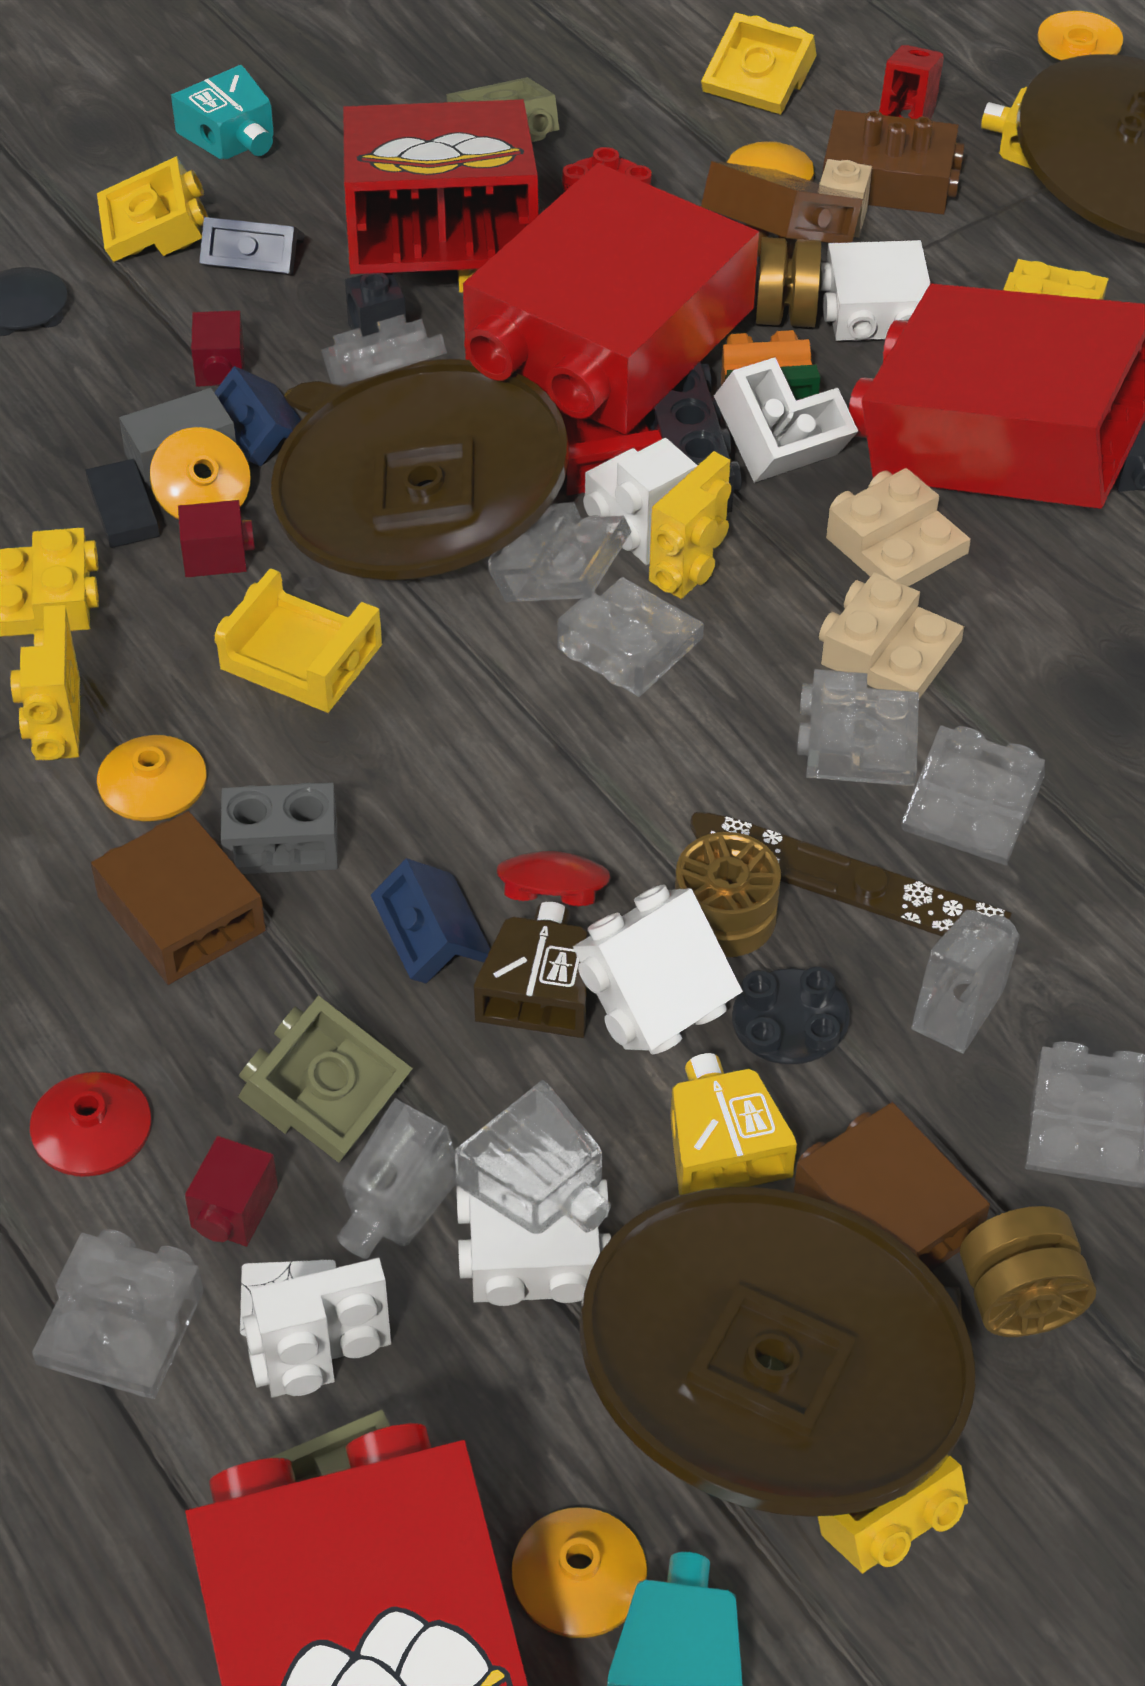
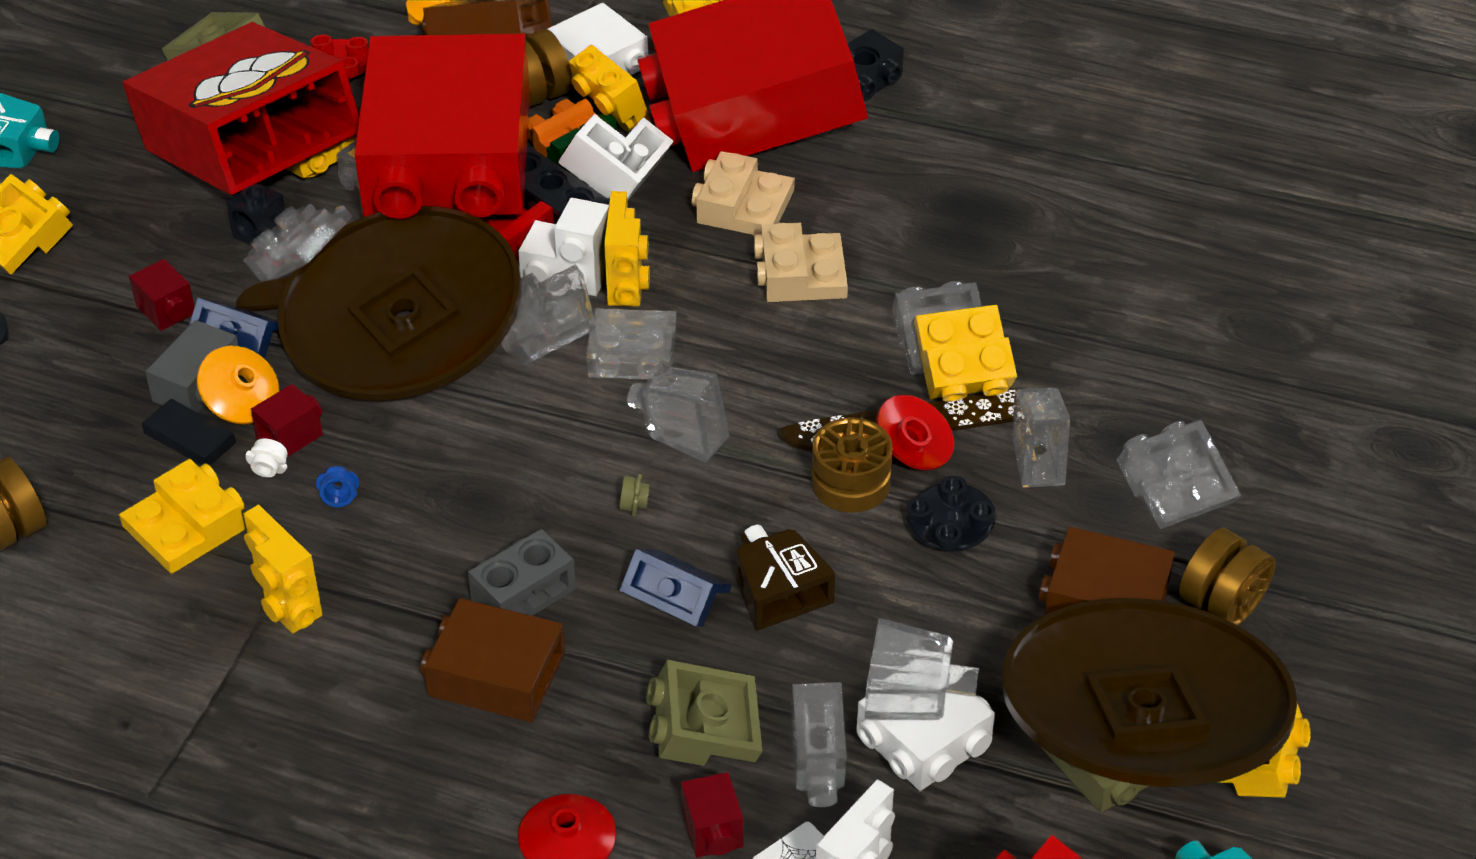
camera: 35 degrees left, 5 degrees down
(151, 778) = (390, 600): light orange dish -> none
(164, 566) = (267, 458): none -> white plate
(198, 630) = (337, 495): none -> blue plate
(249, 245) = (114, 215): panel -> none
(296, 644) = (413, 462): yellow panel -> none
(476, 799) = (634, 494): none -> olive plate
(552, 874) = (733, 509): red dish -> none
(594, 718) = (683, 410): none -> clear torso
(656, 969) = (860, 527): white brick -> none
(727, 1129) = (979, 602): yellow torso -> none
(835, 333) = (609, 87): none -> yellow plate
(847, 882) = (917, 432): none -> red dish
(858, 730) = (832, 328): clear plate -> none
(967, 836) = (965, 353): none -> yellow plate

